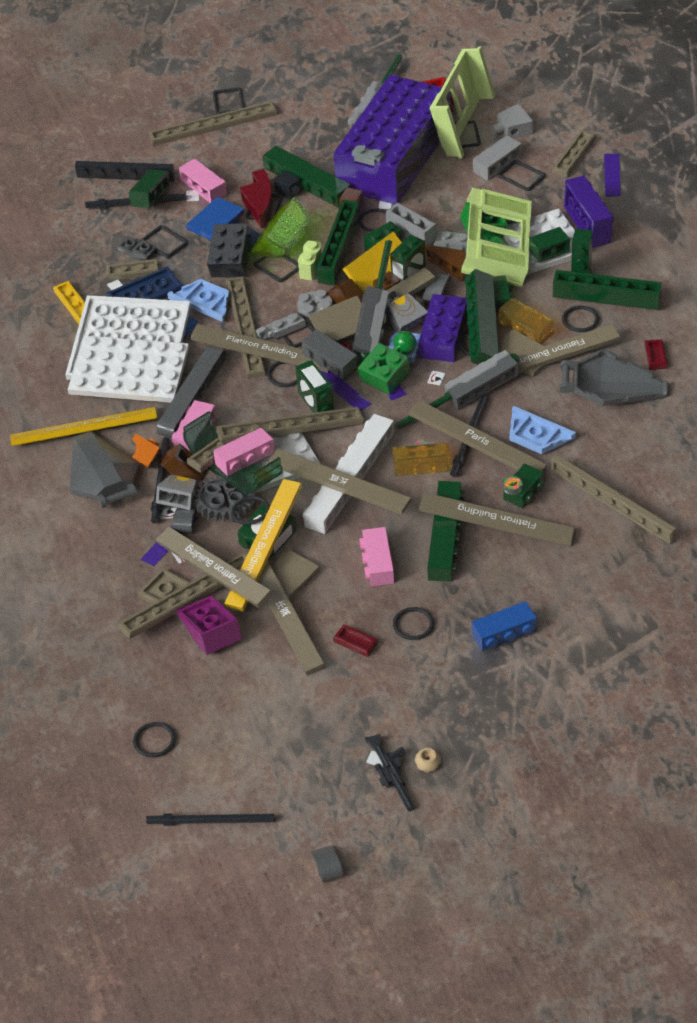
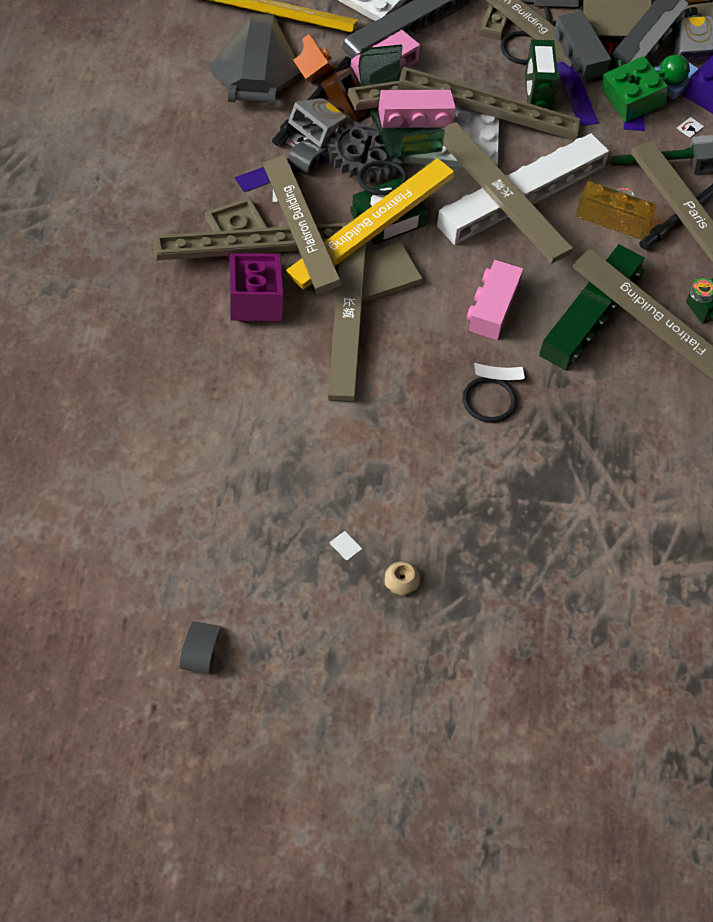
camera: 20 degrees right, 10 degrees up
(151, 725) = (113, 409): black piece -> none
(169, 819) = (60, 495): black bar -> none
(355, 640) = (409, 386): dark red tile -> none
(390, 773) = (348, 572): black piece -> none
(410, 603) = (499, 373): none -> white sticker
(504, 626) = (594, 456): blue brick -> none

